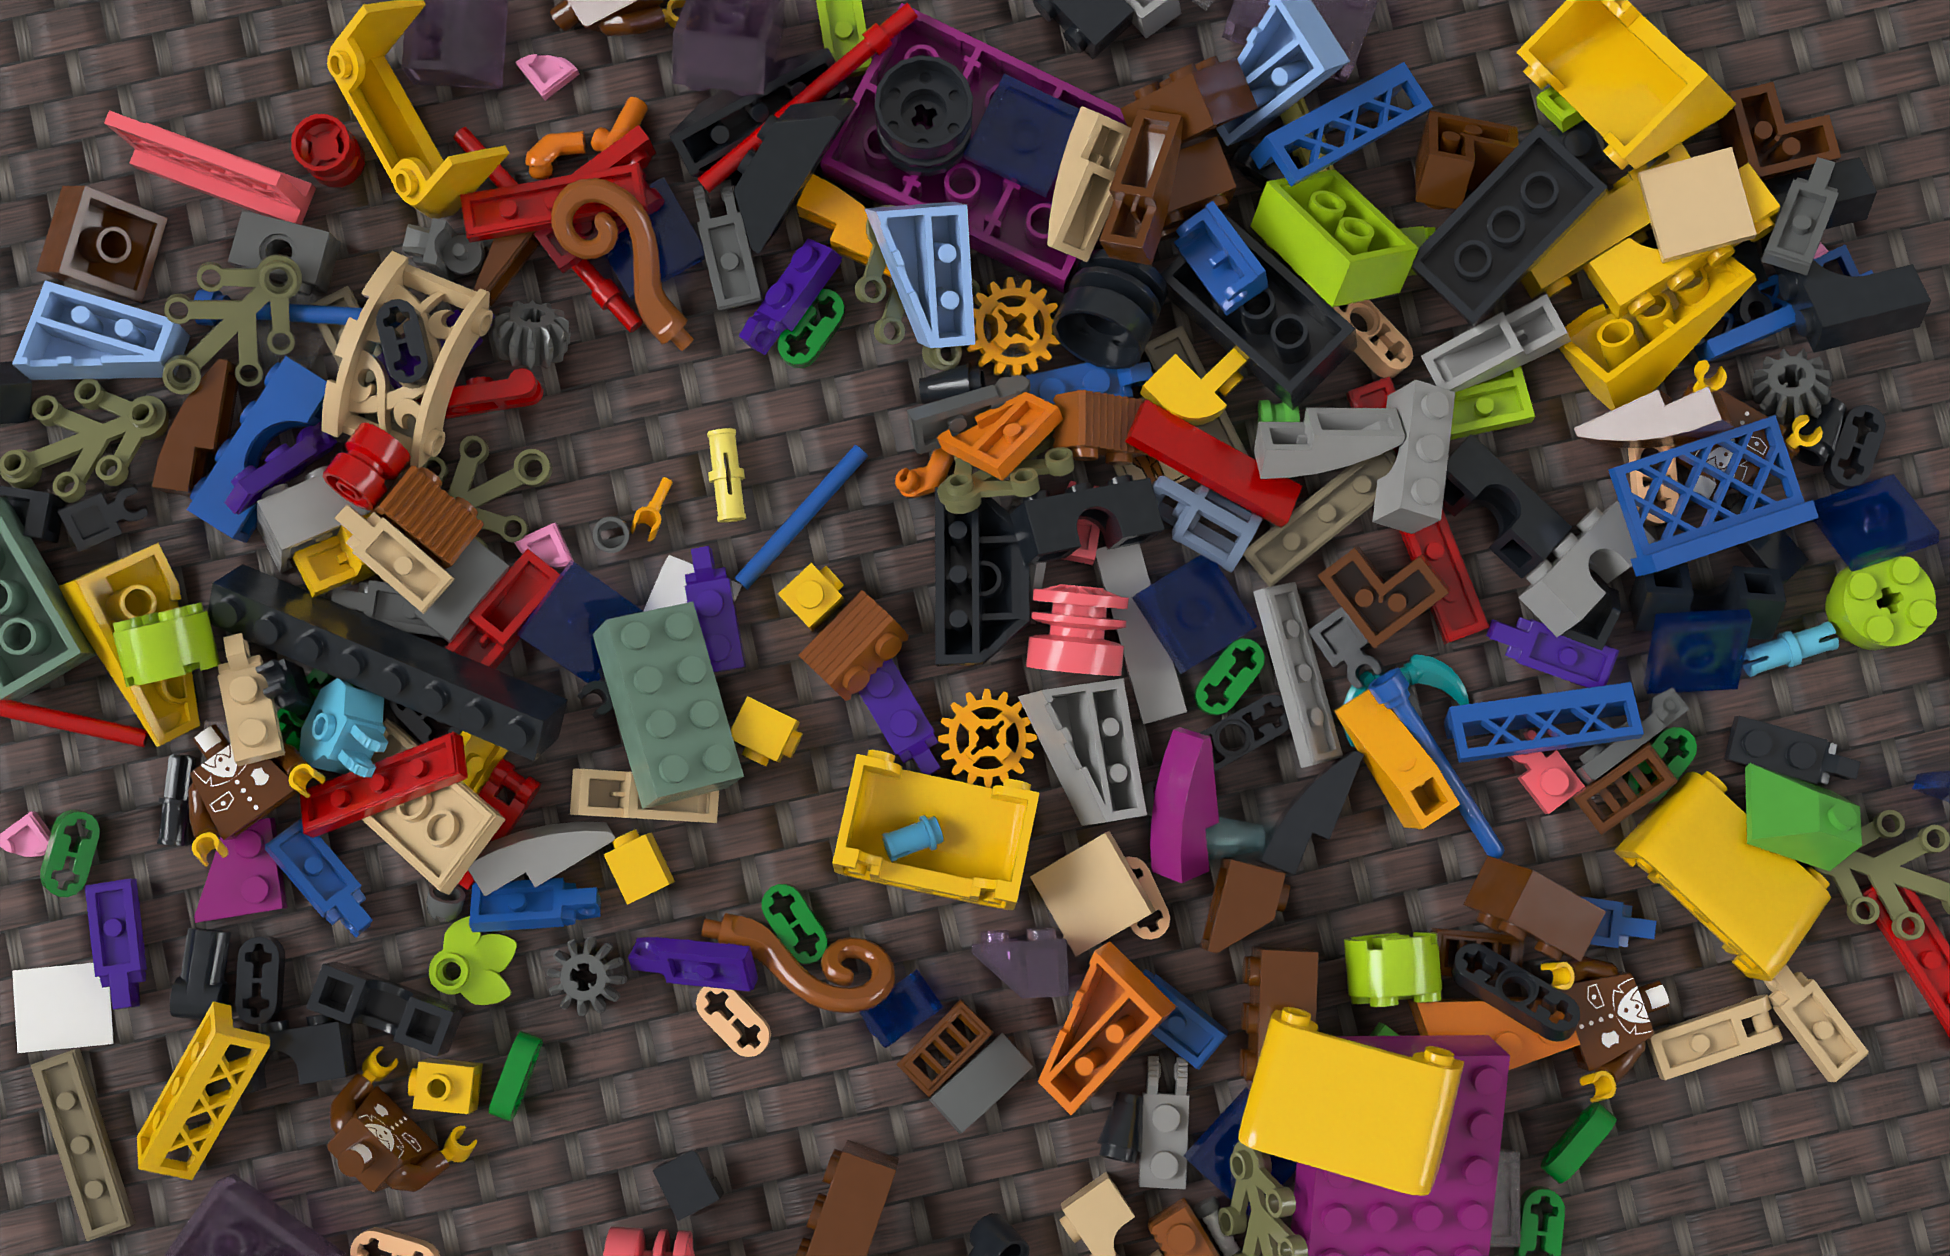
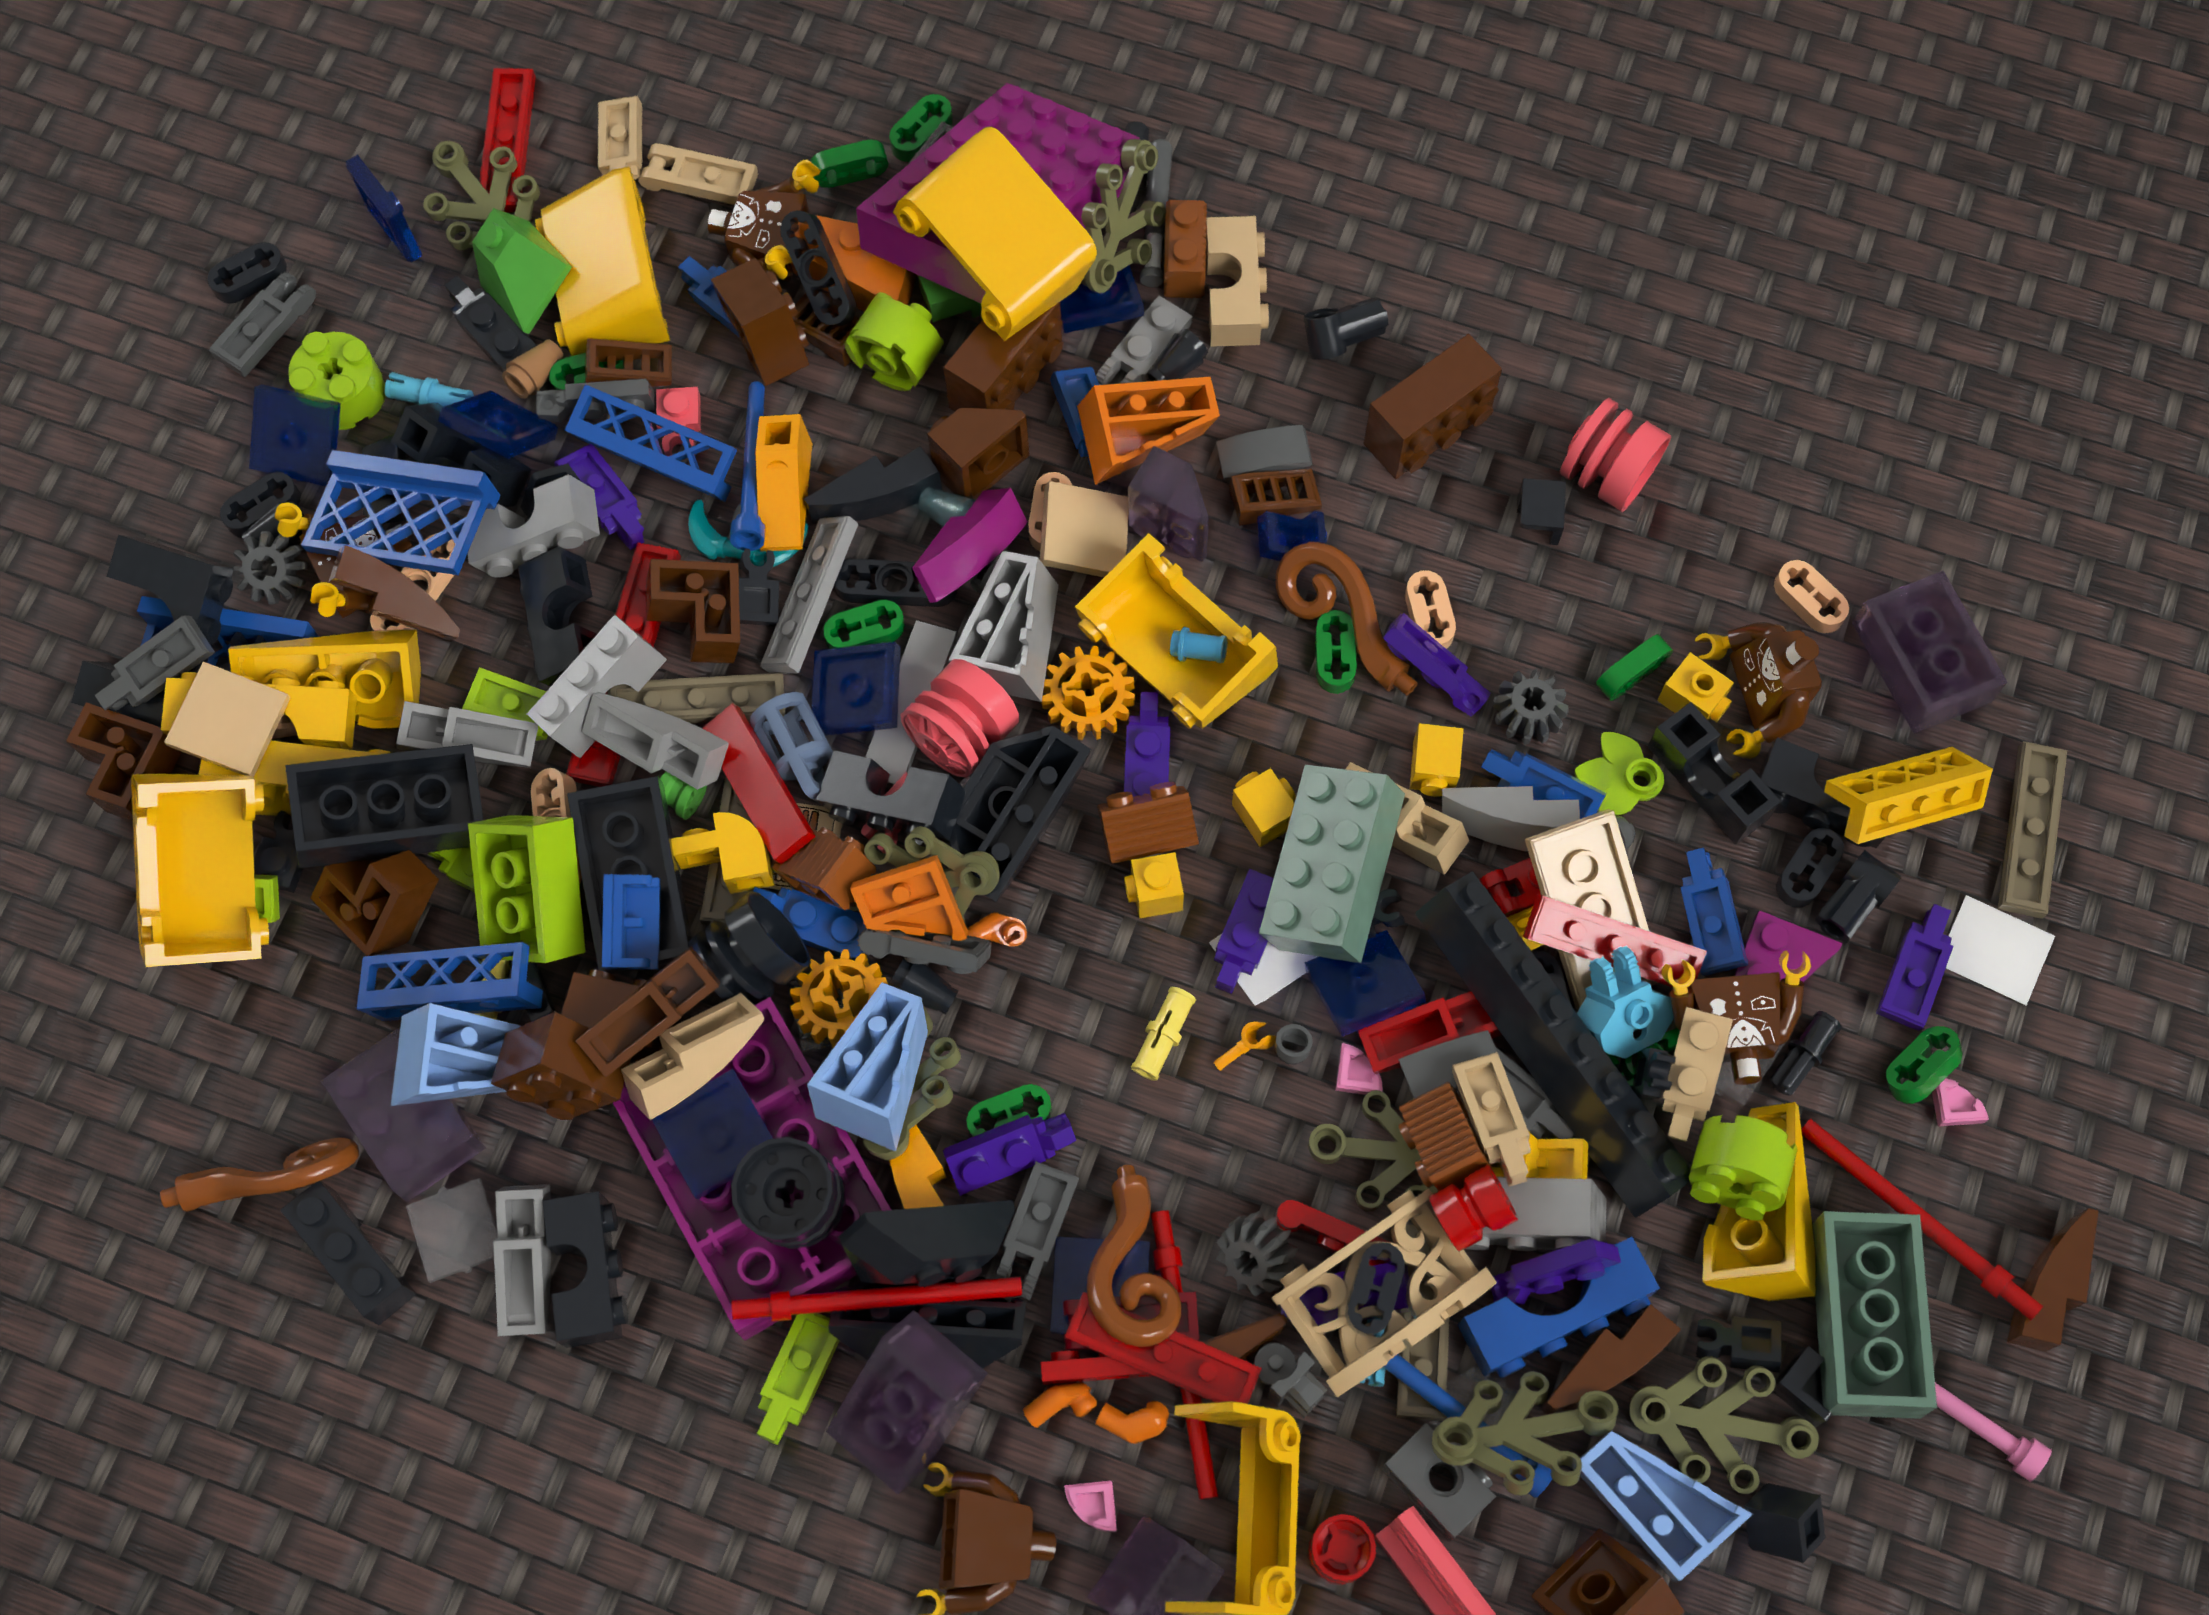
camera: 145 degrees left, 15 degrees down
(801, 516) = (1122, 963): blue bar -> none
(1713, 733) = (531, 370): none -> medium nougat cone

